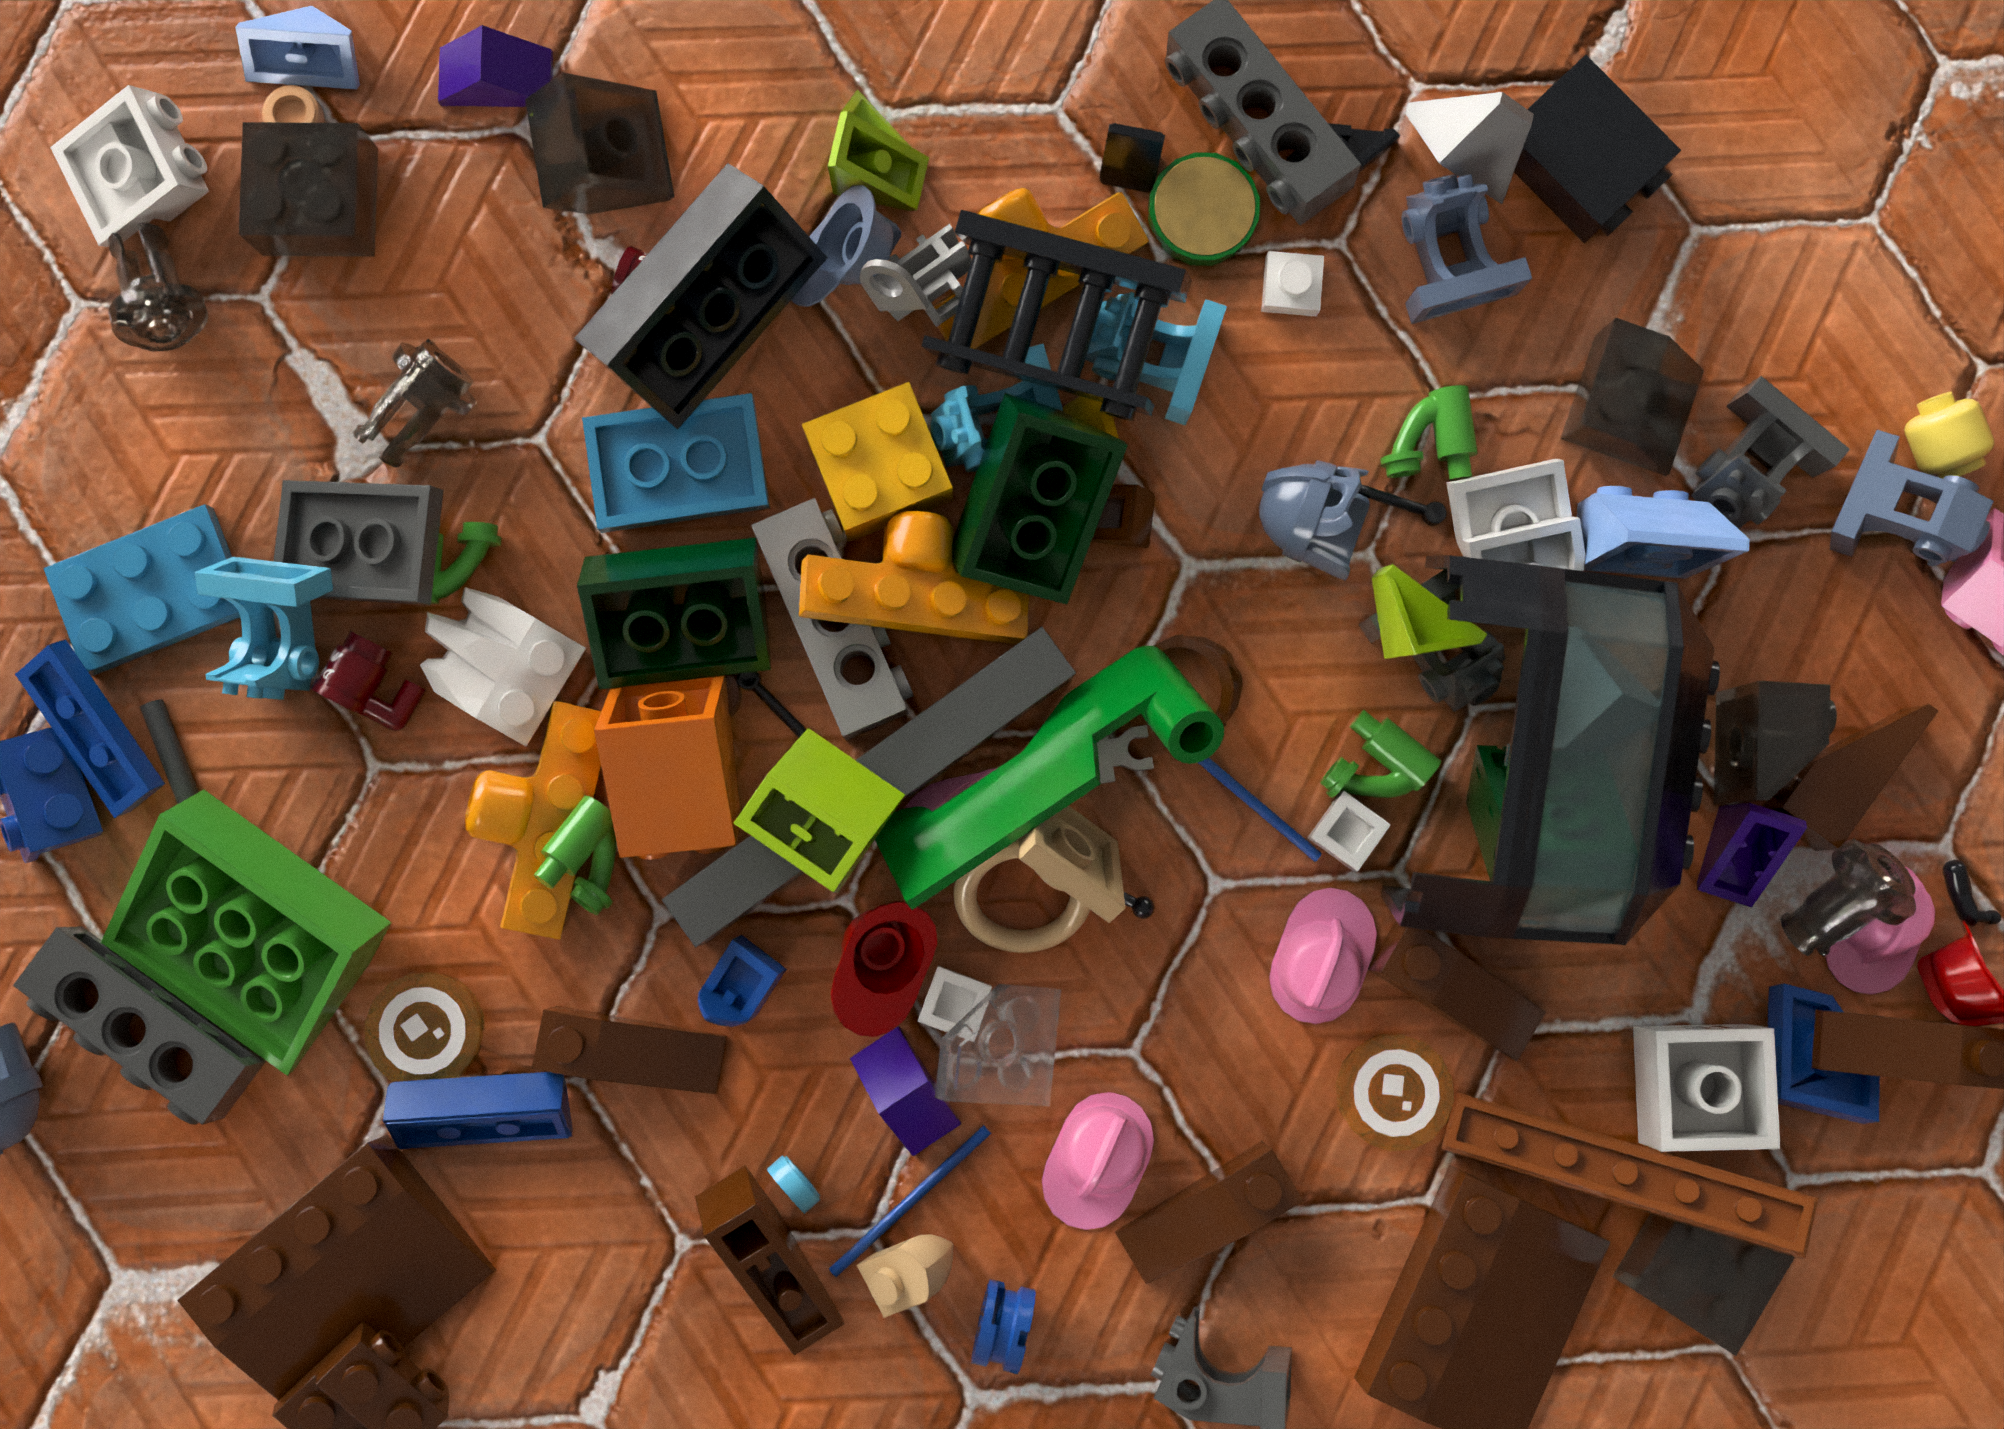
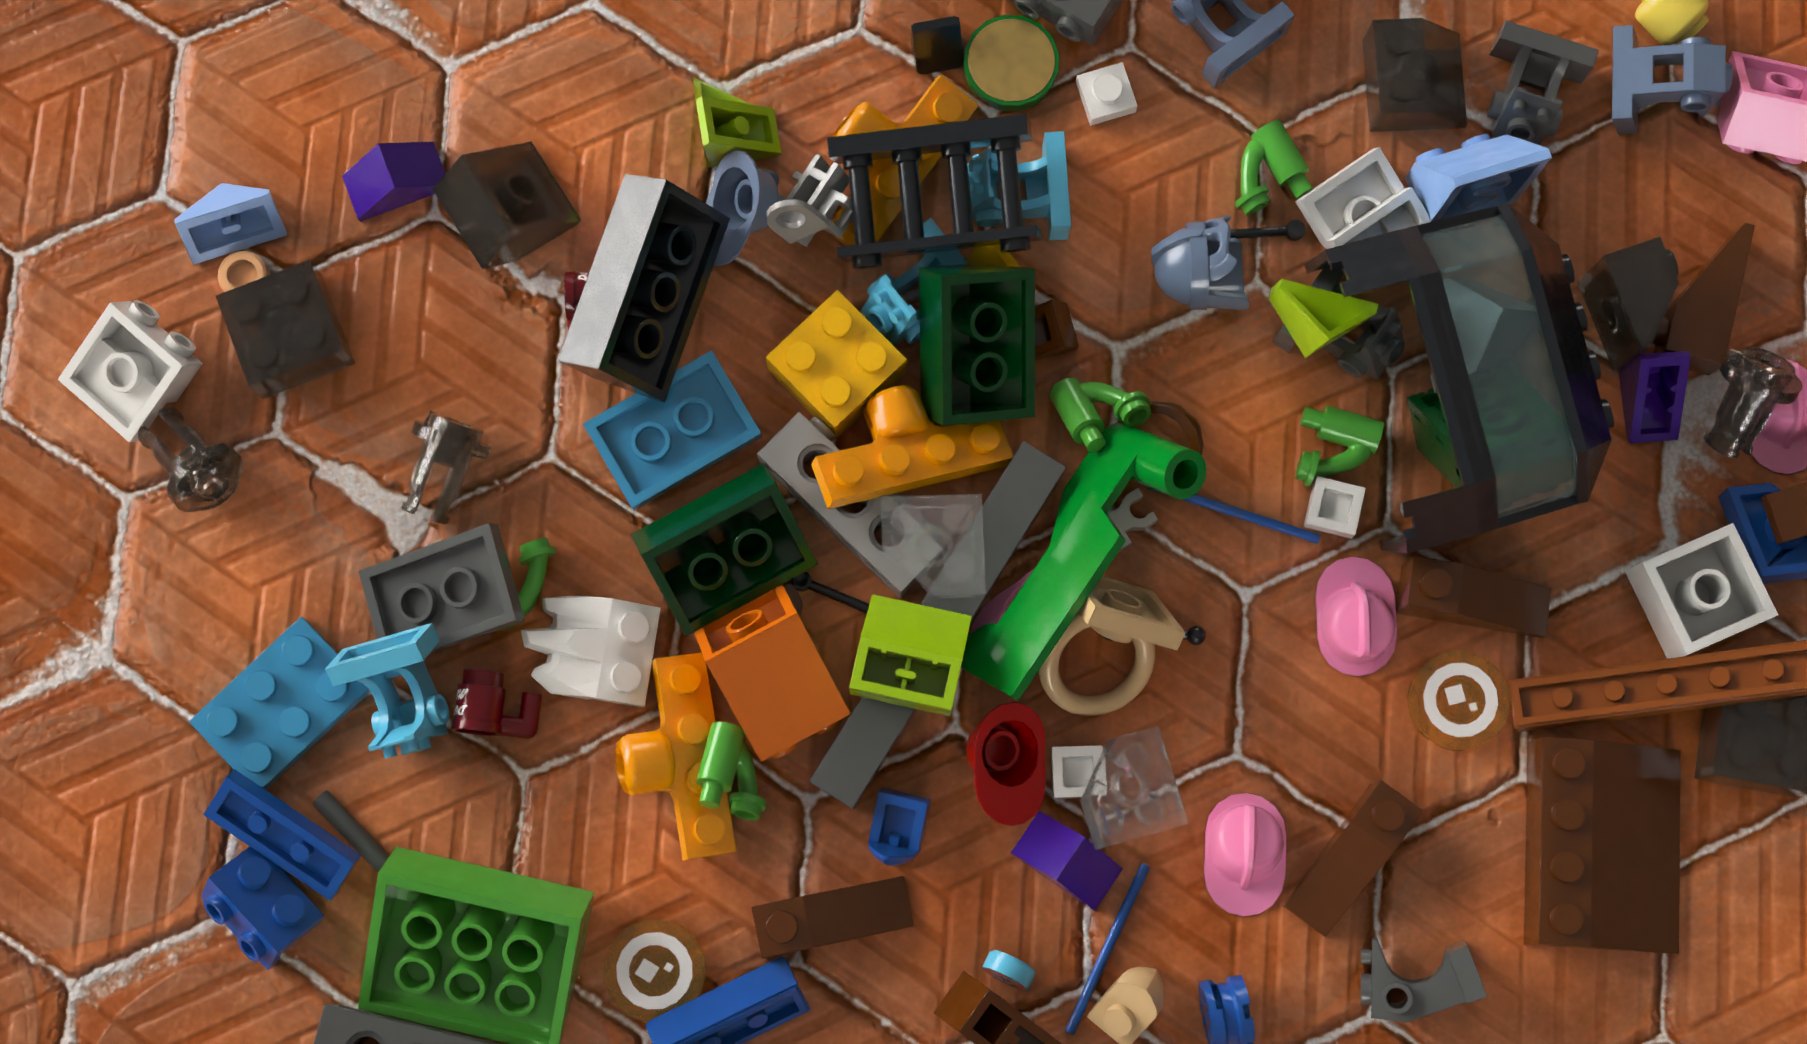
camera: 15 degrees left, 5 degrees down
(903, 698) = (937, 541): none -> clear plate
(1115, 622) = (1076, 409): none -> bright green plant

